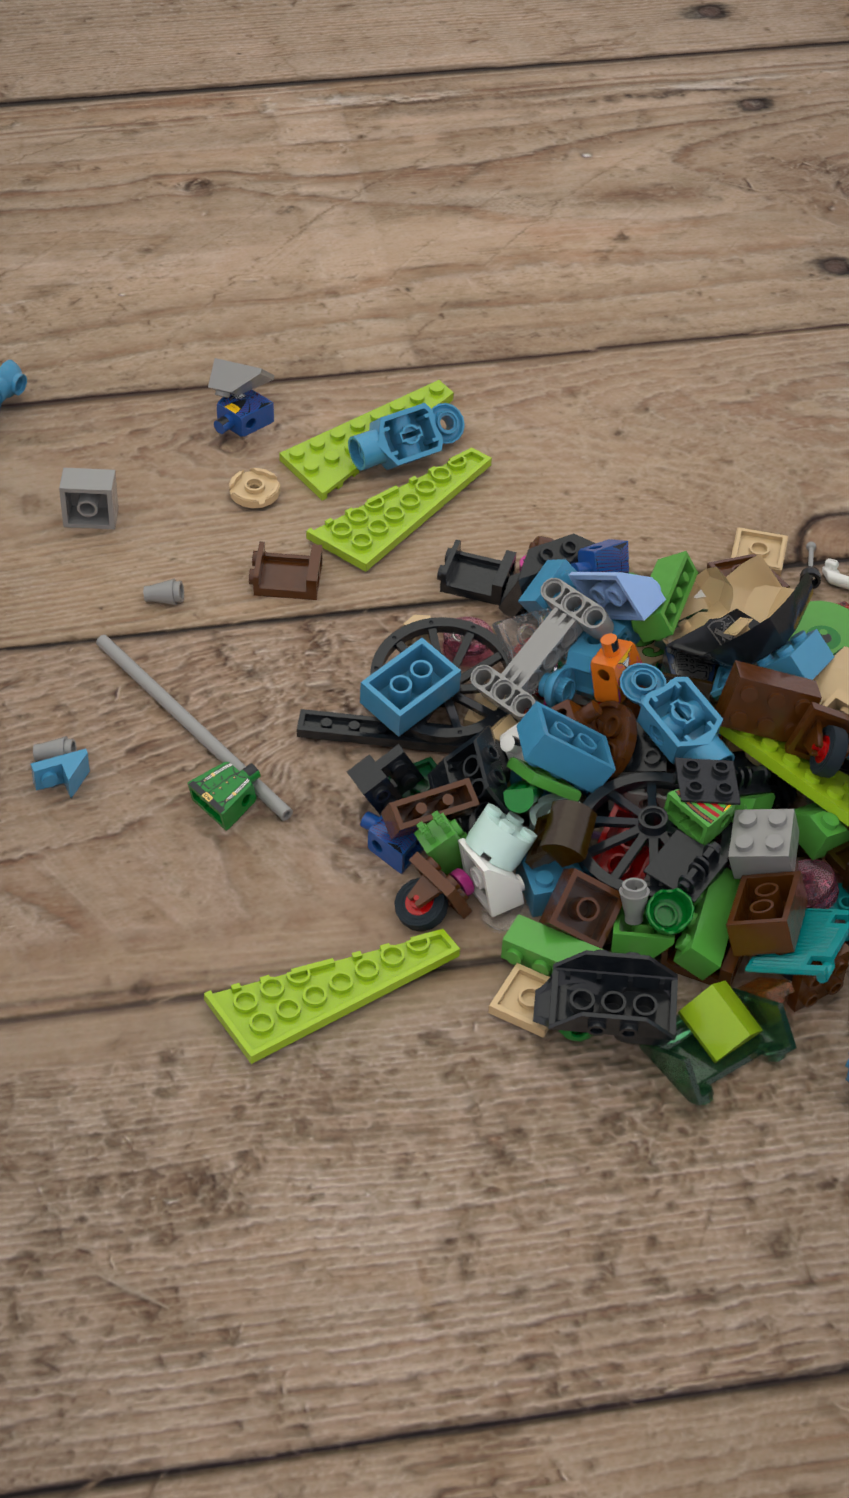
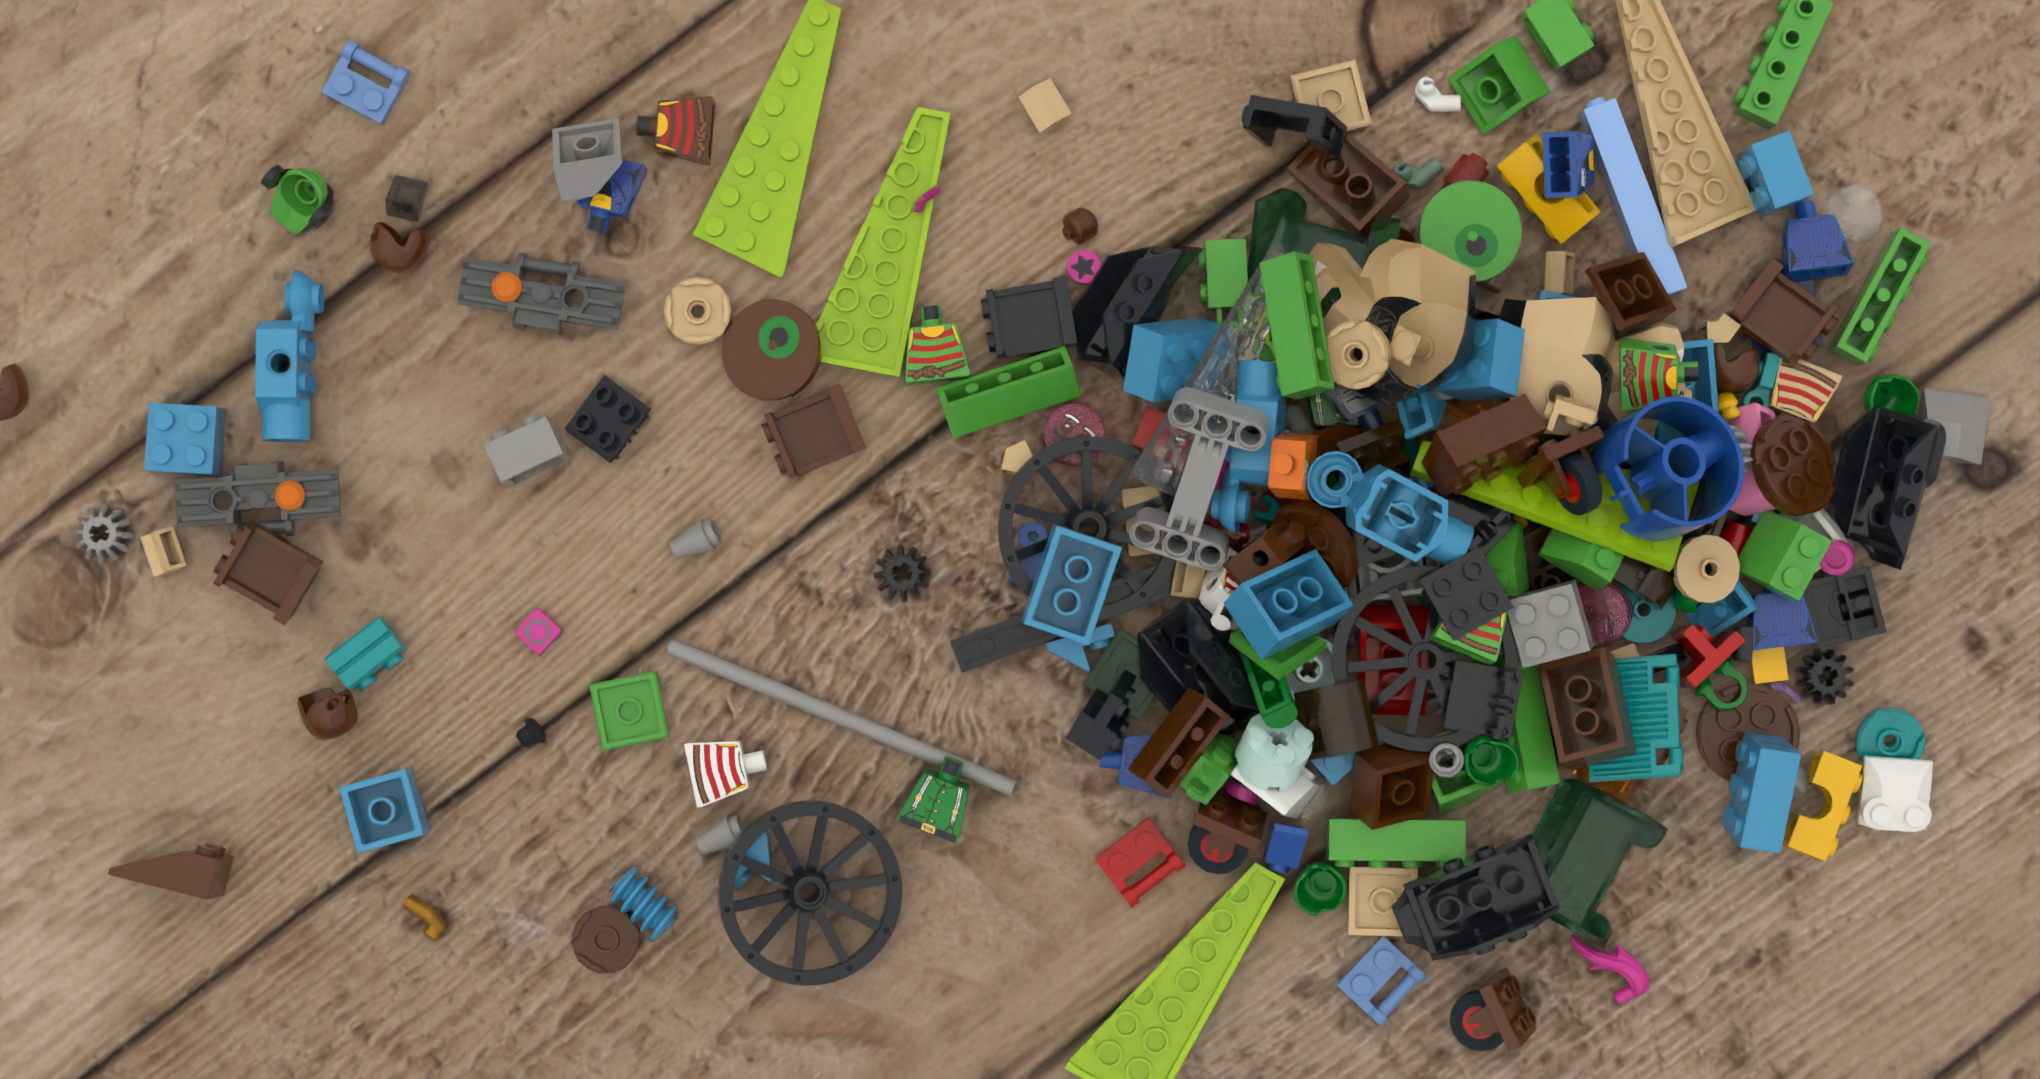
camera: 25 degrees left, 40 degrees up
(20, 598) = (538, 631): none -> dark pink tile
(46, 663) = (629, 710): none -> bright green tile
(49, 342) = (300, 197): none -> bright green cap
(83, 713) = (721, 769): none -> white torso
(88, 388) = (393, 253): none -> reddish brown helmet
(92, 792) = (737, 857): none -> black wheel
(110, 376) = (406, 198): none -> clear smoke slope
(125, 326) = (361, 93): none -> medium blue plate
(148, 517) = (608, 419): none -> black hinge
(159, 438) = (540, 304): none -> dark grey piece
(289, 519) = (771, 350): none -> reddish brown tile
(293, 662) = (899, 563): none -> black gear
(311, 404) = (682, 128): none -> torso
(352, 890) = (1133, 852): none -> red plate
(380, 743) = (1074, 652): none -> dark azure slope
(397, 564) = (935, 351): none -> torso
(406, 436) = (838, 141): dark azure brick -> none
(435, 596) = (1003, 395): none -> bright green brick
(445, 486) = (928, 196): none -> dark pink leg
(474, 920) = (1284, 846): none -> blue slope
(484, 964) = (1319, 888): none -> green hair
(495, 1047) = (1372, 973): none -> medium blue plate
(558, 480) = (1045, 105): none -> tan piece
(578, 1106) = (1493, 1015): none -> reddish brown plate
(604, 556) = (1191, 283): blue torso -> none
(620, 594) = (1253, 367): light blue slope -> none
(700, 627) = (1375, 349): none -> tan plate
(707, 1125) = (1619, 962): none -> dark pink piece
(719, 1020) = (1585, 839): lime slope -> none
(725, 530) = (1320, 125): none -> black panel
(813, 571) = (1408, 116): hinge -> none

